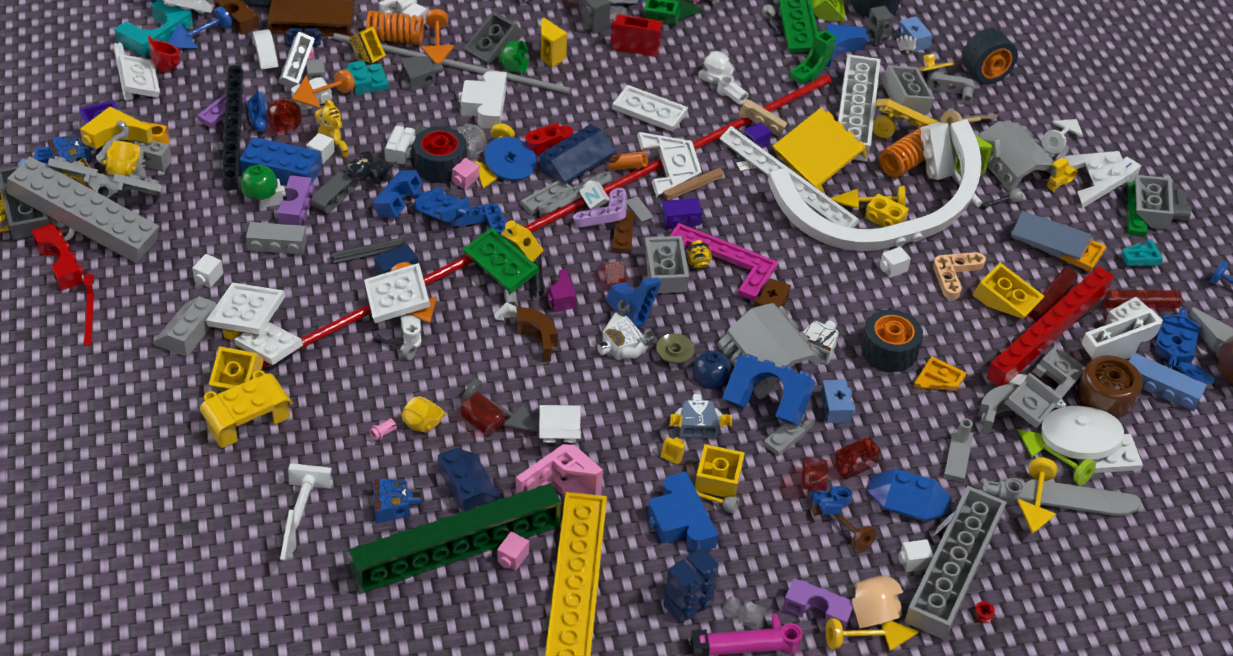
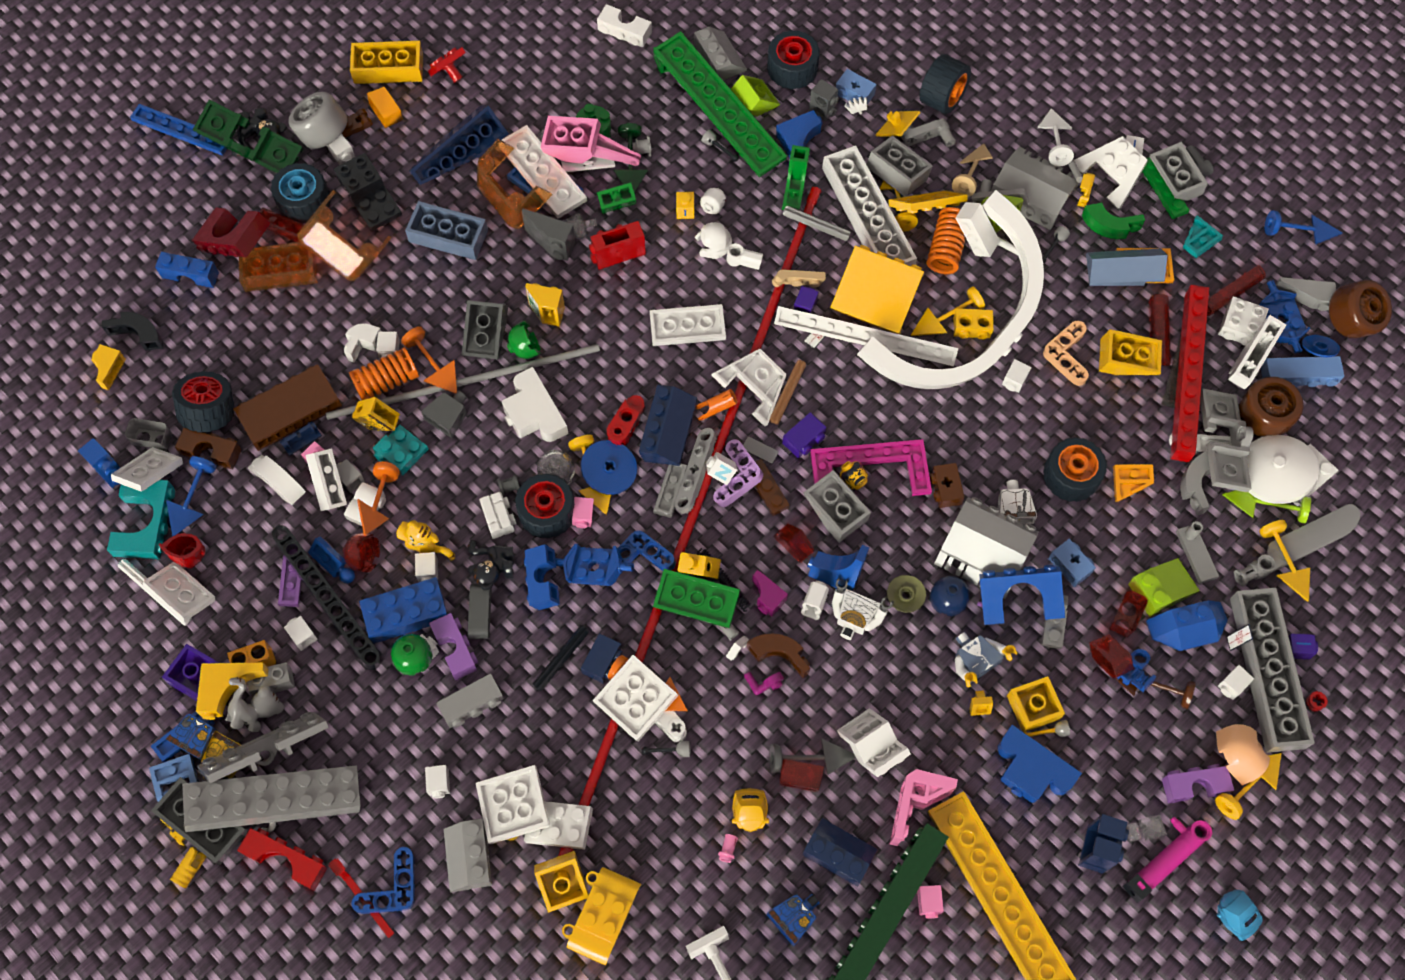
camera: 30 degrees left, 20 degrees up
(114, 321) = (394, 895): none -> blue beam
(122, 158) = (262, 714): yellow helmet -> none
(196, 140) = (300, 632): none -> white brick
(515, 345) = (773, 682): none -> magenta plate
(594, 310) = (815, 600): none -> white brick
(712, 39) = (685, 205): none -> yellow brick
(737, 47) = (713, 200): none -> white head
(805, 91) = (816, 223): none -> light grey axle
(907, 454) = (1164, 586): none -> lime slope
(1000, 563) = (1303, 646): none -> dark purple brick
(1065, 210) = (1110, 226): none -> green arch

